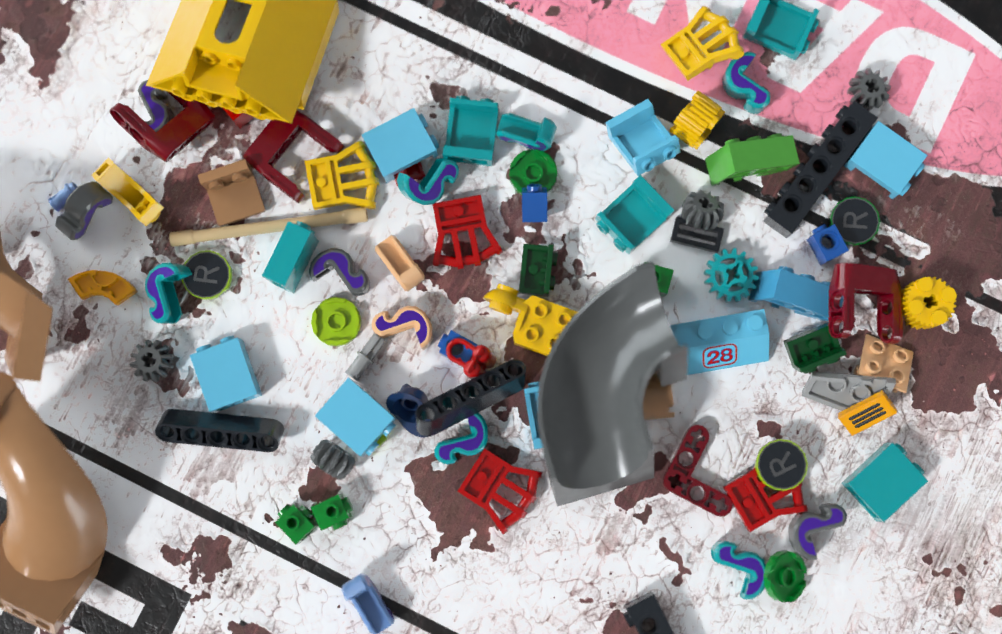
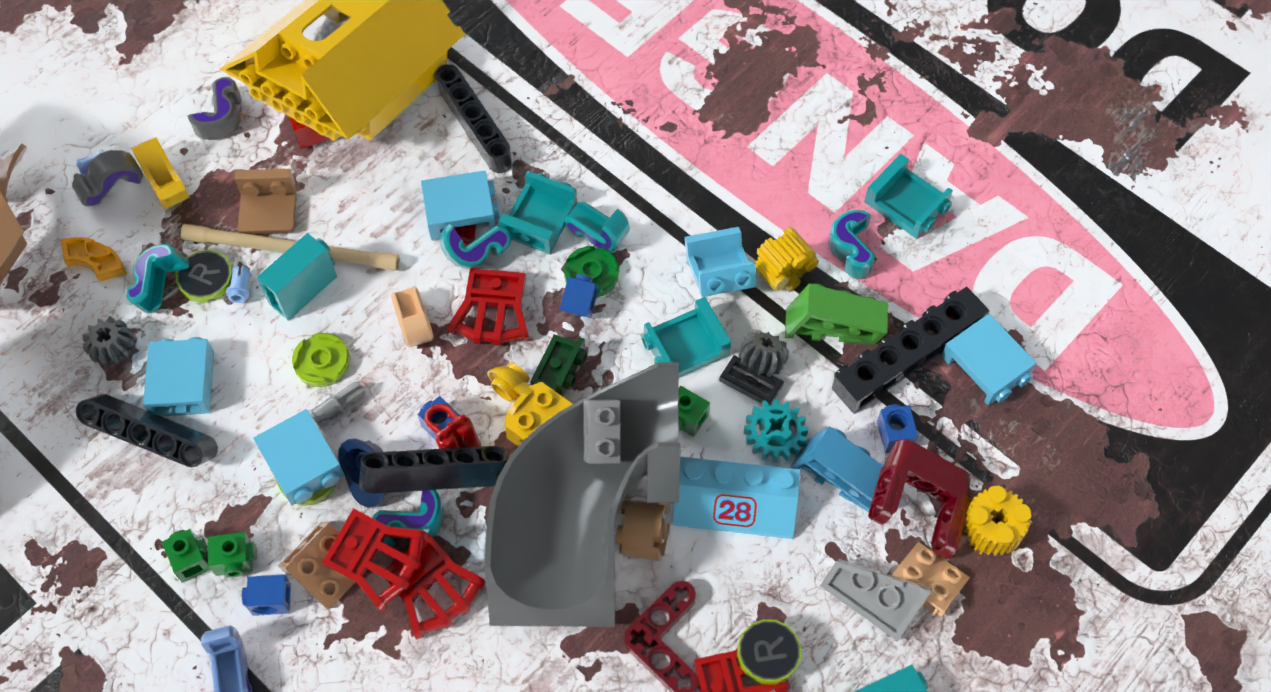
camera: 15 degrees right, 20 degrees down
(172, 136) = (231, 130): dark red connector -> none
(241, 278) = (238, 289): none -> light blue pin
(276, 140) = (335, 166): dark red connector -> none
(326, 181) = (367, 221): yellow plate -> none
(332, 459) = (255, 495): dark grey gear -> none
(344, 265) = (349, 297): dark grey animal -> none
(374, 536) = (267, 595): none -> blue brick
(376, 45) = (474, 118): none -> black beam
(403, 320) = (393, 375): light nougat animal -> none
(408, 496) = (306, 566): none -> medium nougat bracket
(435, 479) = (357, 546): none -> red plate
(605, 335) = (602, 431): none -> light grey brick
(692, 56) = (816, 191): yellow plate -> none
(813, 349) = (848, 534): dark green bracket -> none
(855, 220) = (937, 415): black tile -> none
(867, 413) = (891, 623): light orange tile -> none
(877, 91) = (990, 283): dark grey gear -> none

